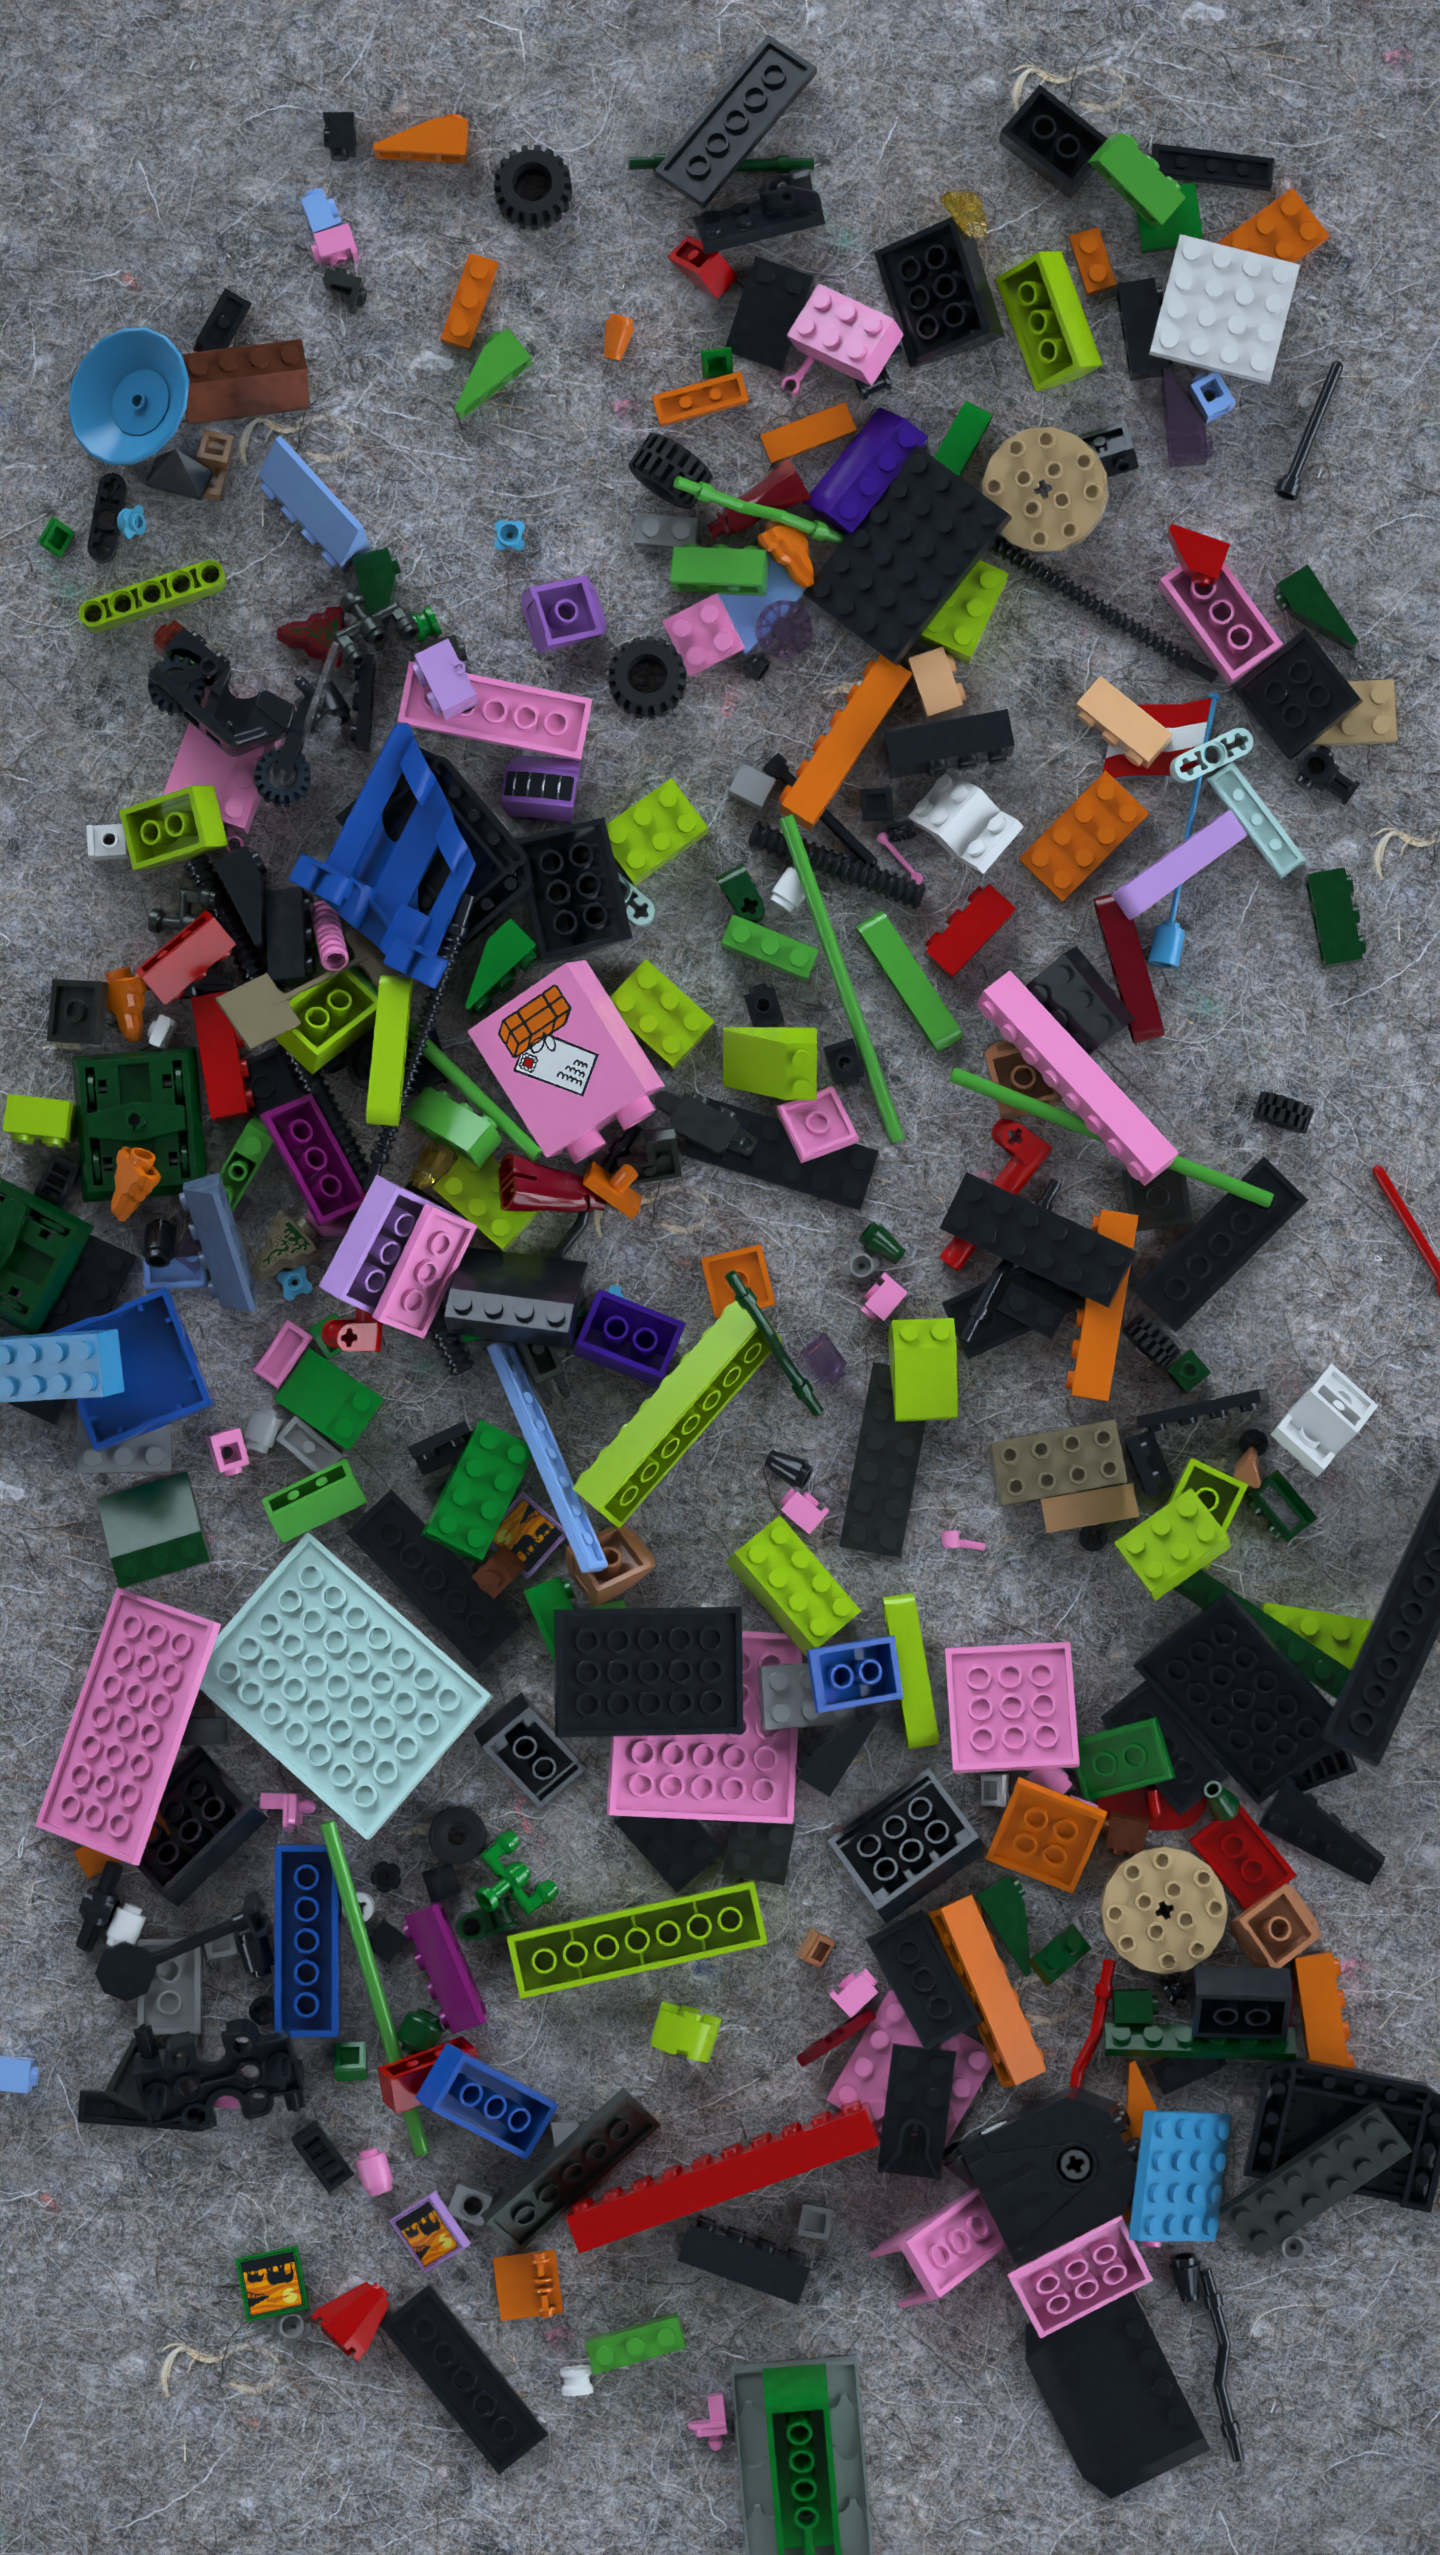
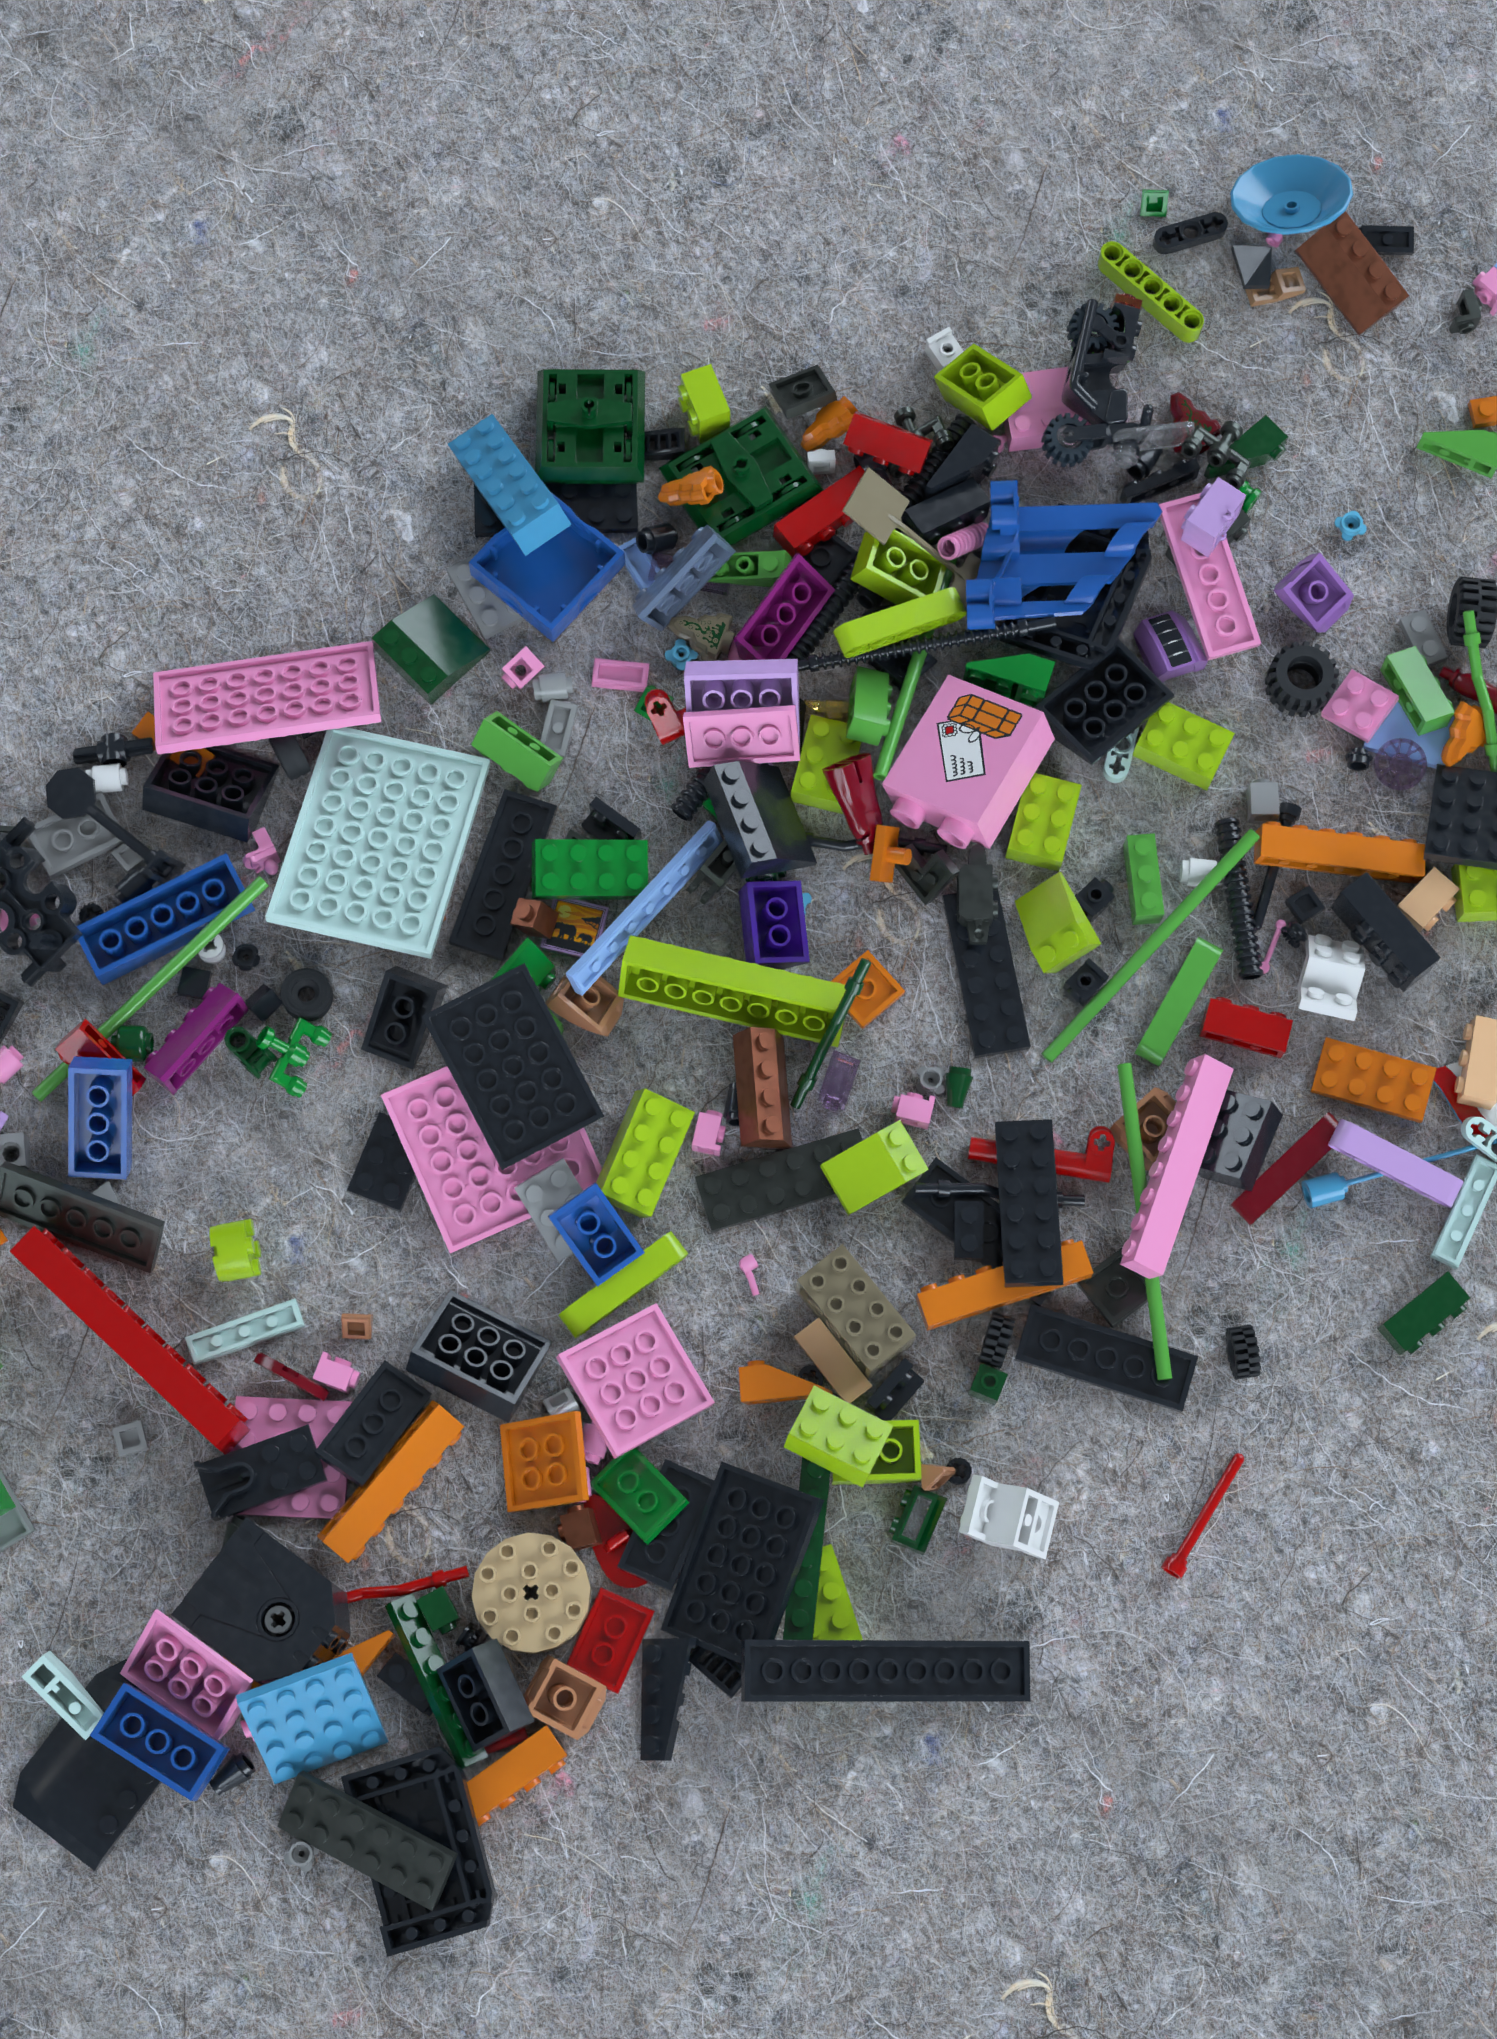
camera: 55 degrees right, 10 degrees down
(131, 521) = (1194, 245): medium azure plate -> none
(312, 506) = (1286, 364): light blue slope -> none
(329, 1399) = (602, 728): green slope -> none
(350, 2061) = (83, 1004): green slope -> none
(637, 1939) = (293, 1175): lime brick -> none
(740, 890) = (1174, 835): dark green piece -> none
(743, 2259) = (70, 1393): black brick -> none
(759, 1851) = (414, 1239): pearl dark grey plate -> none
(766, 2060) = (244, 1332): none -> light aqua tile
(789, 1437) = (762, 1088): none -> copper slope
(817, 1125) = (1024, 986): bright pink tile -> none
(831, 1759) = (517, 1255): black slope -> none
(945, 2246) = (158, 1552): bright pink ladder -> none
(1008, 1914) = (463, 1466): dark green slope -> none
(1032, 2399) = (64, 1693): none -> light aqua slope
(1059, 1954) = (450, 1525): dark green plate -> none
(1084, 1574) = (767, 1384): none -> orange slope
(1129, 2331) = (160, 1742): none -> blue brick
(1215, 1408) = (968, 1417): black wing -> none
(1221, 1802) = (646, 1595): dark green cone -> none
(1229, 2426) = (121, 1878): black bar -> none

